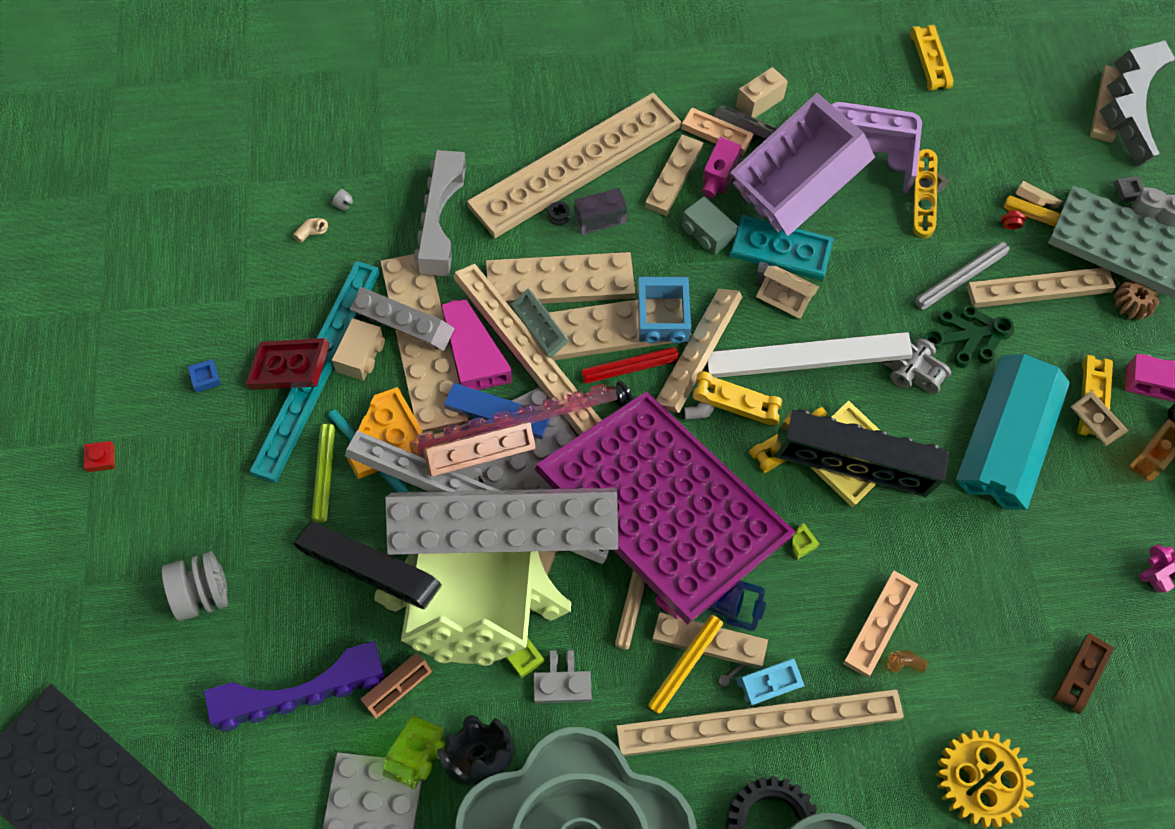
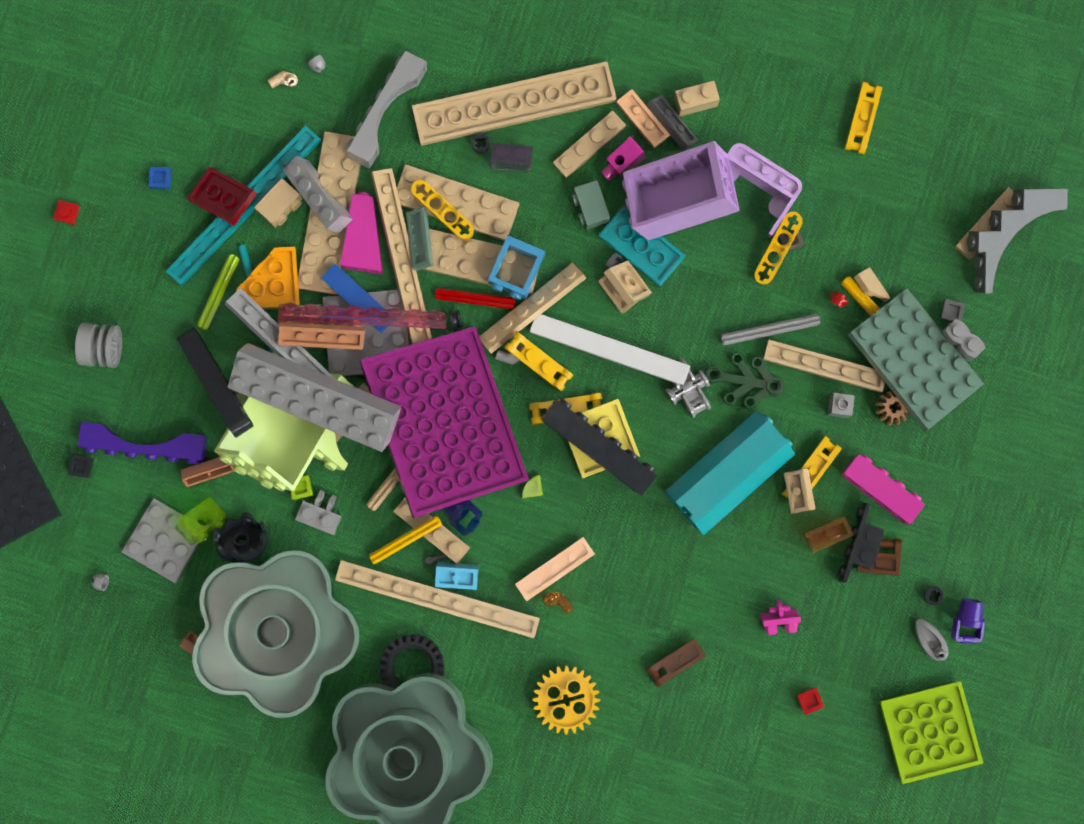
camera: 25 degrees right, 20 degrees up
(223, 752) = (81, 466): none -> black plate
(549, 289) = (444, 208): none -> yellow beam
(1083, 316) = (840, 405): none -> light grey brick

